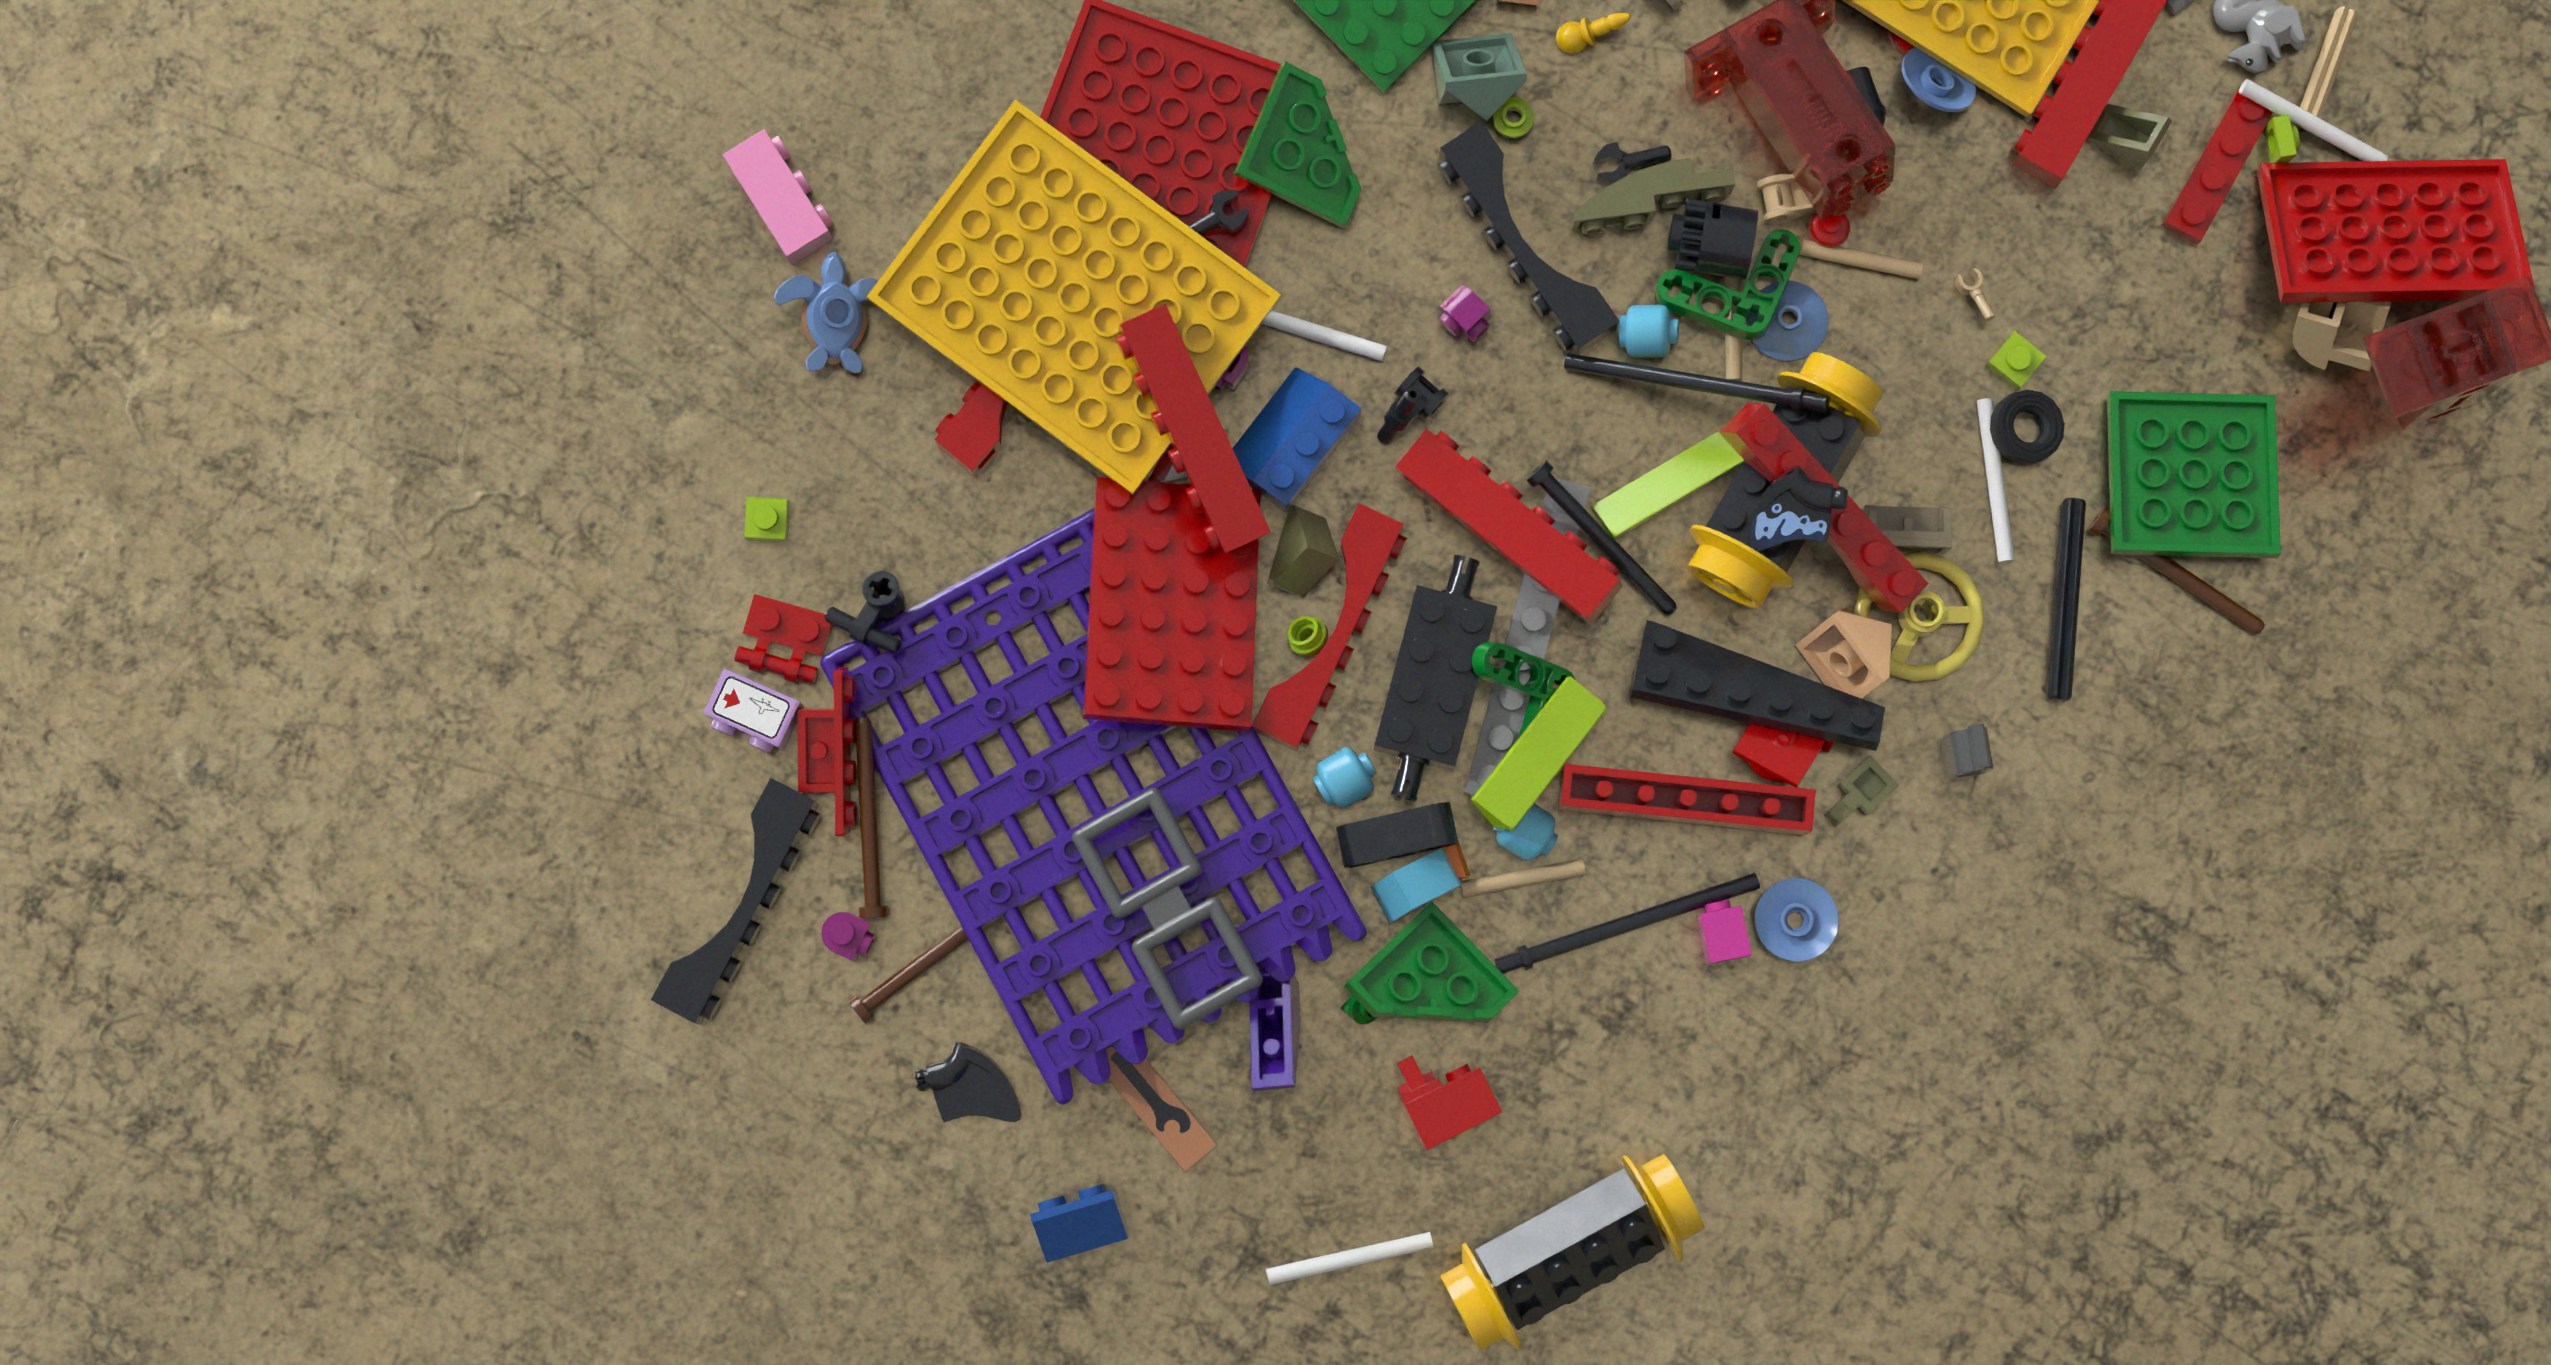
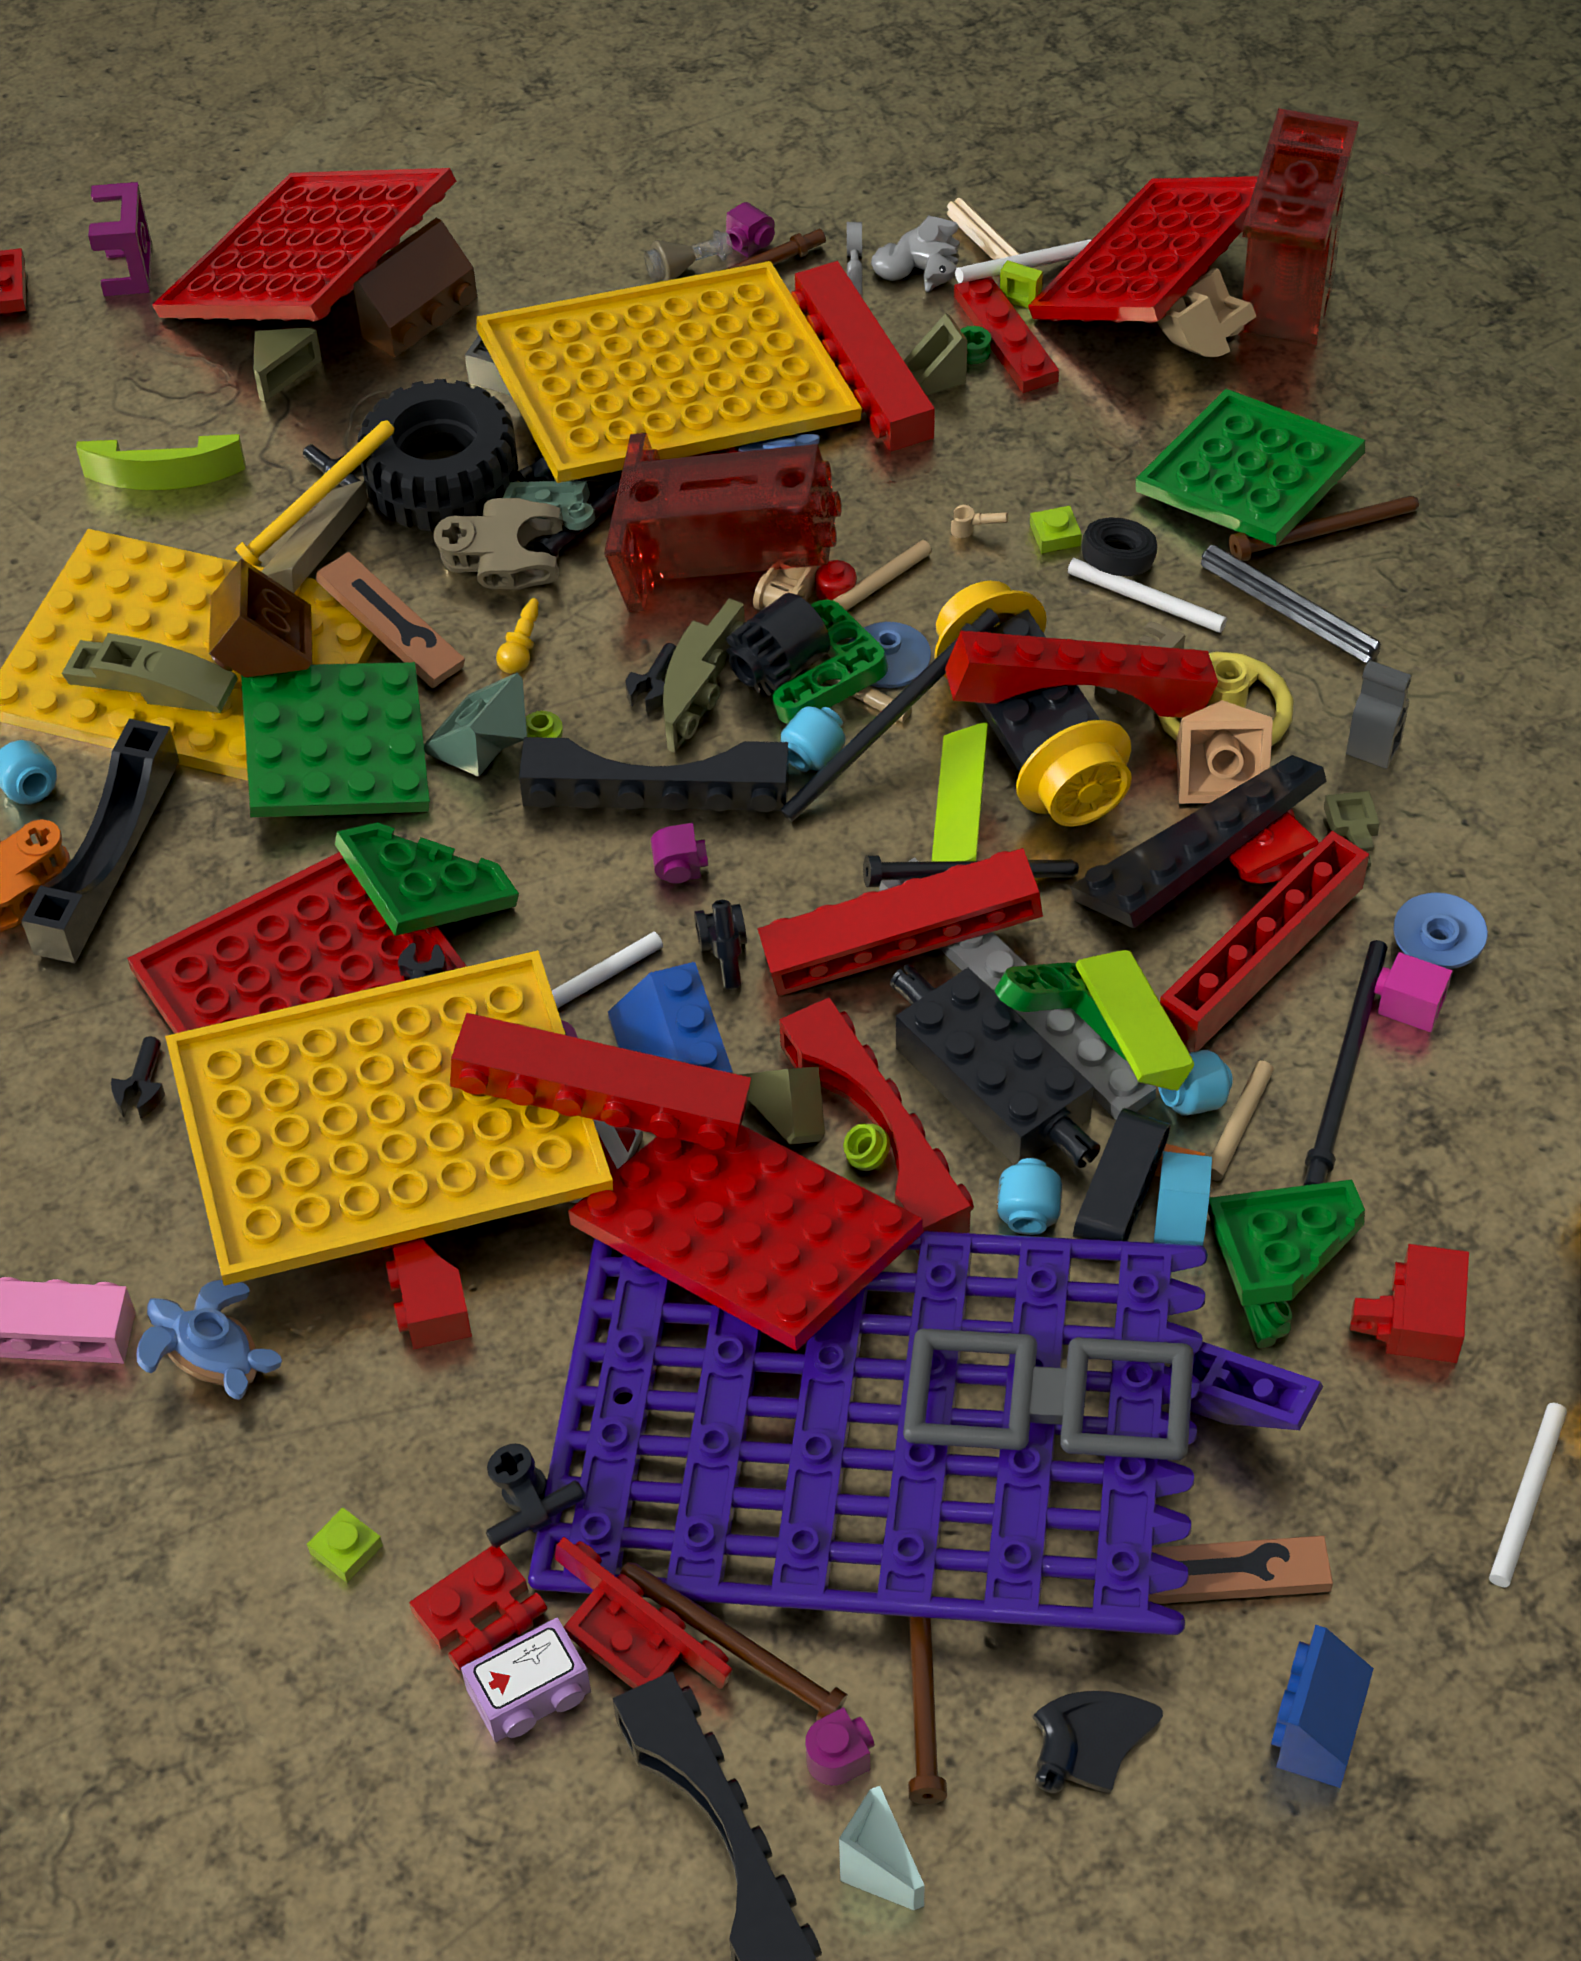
camera: 55 degrees left, 30 degrees down
(793, 1011) = (877, 1856): none -> light aqua slope
(1003, 87) = (151, 1093): none -> black bar
(1794, 510) = (1071, 671): black arm -> none
(2171, 152) = (977, 344): none -> green bush

